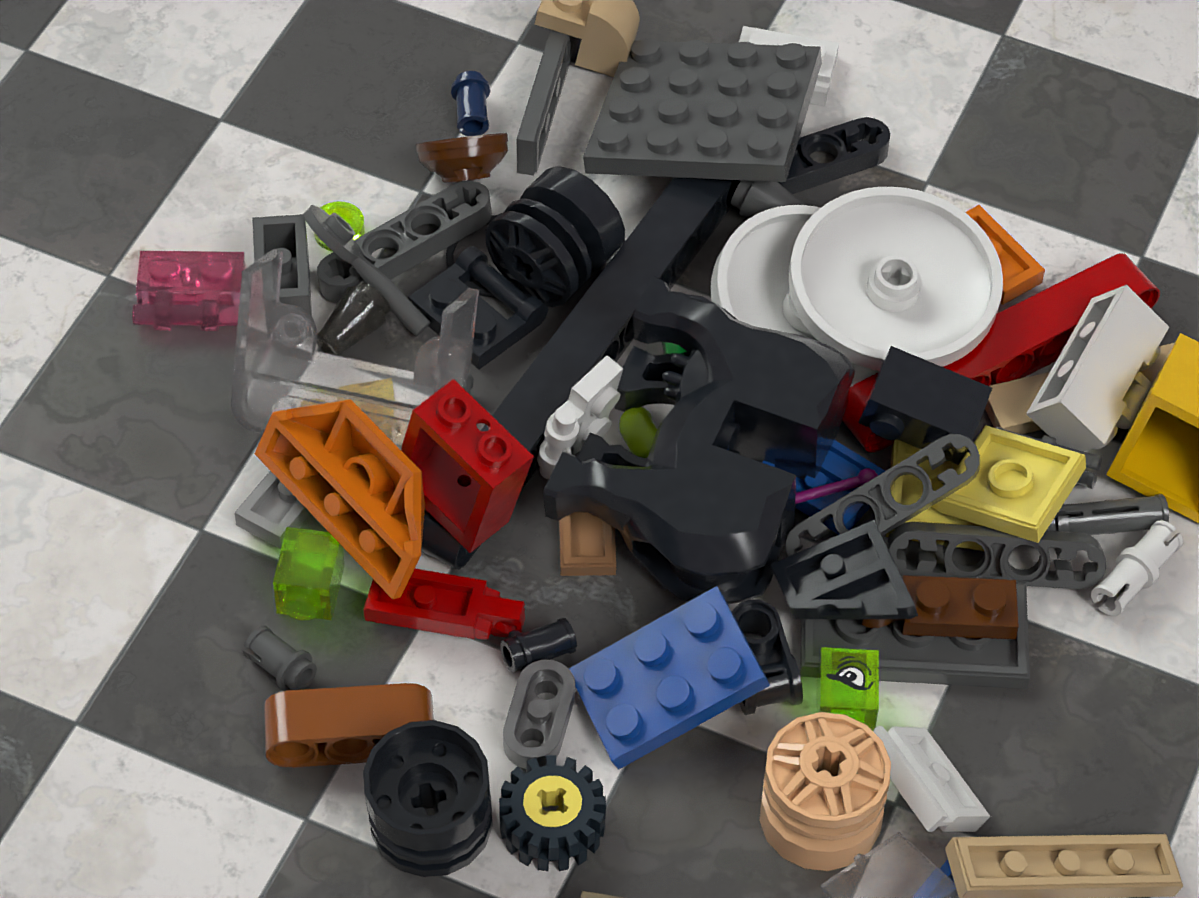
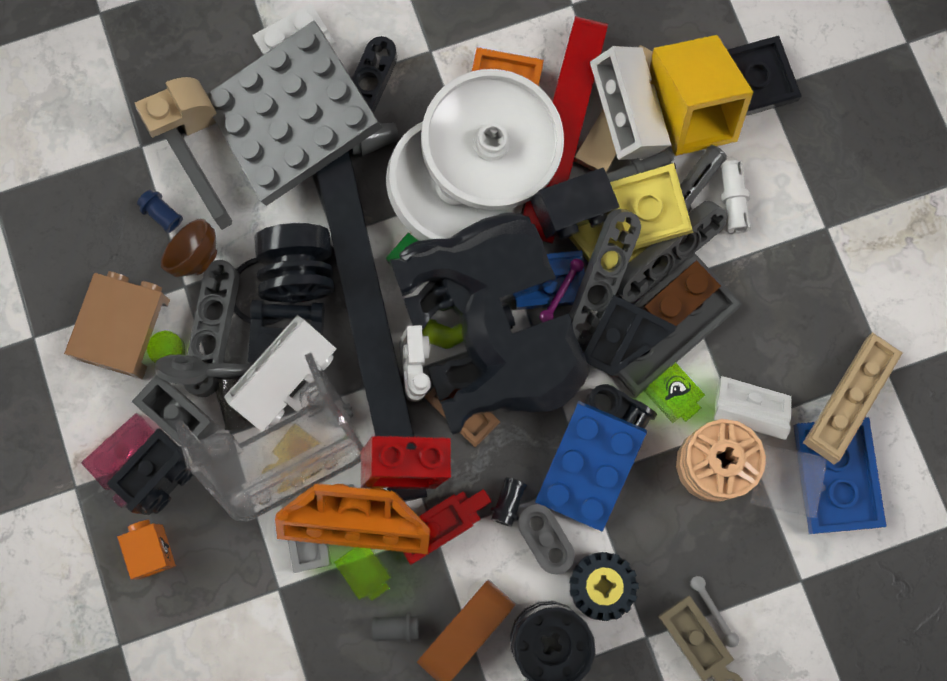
camera: 40 degrees left, 25 degrees up
(112, 374) = (146, 550): none -> orange brick
(192, 310) = (151, 475): none -> black bracket
(313, 157) = (116, 324): none -> medium nougat panel
(408, 312) = (277, 372): none -> white piece

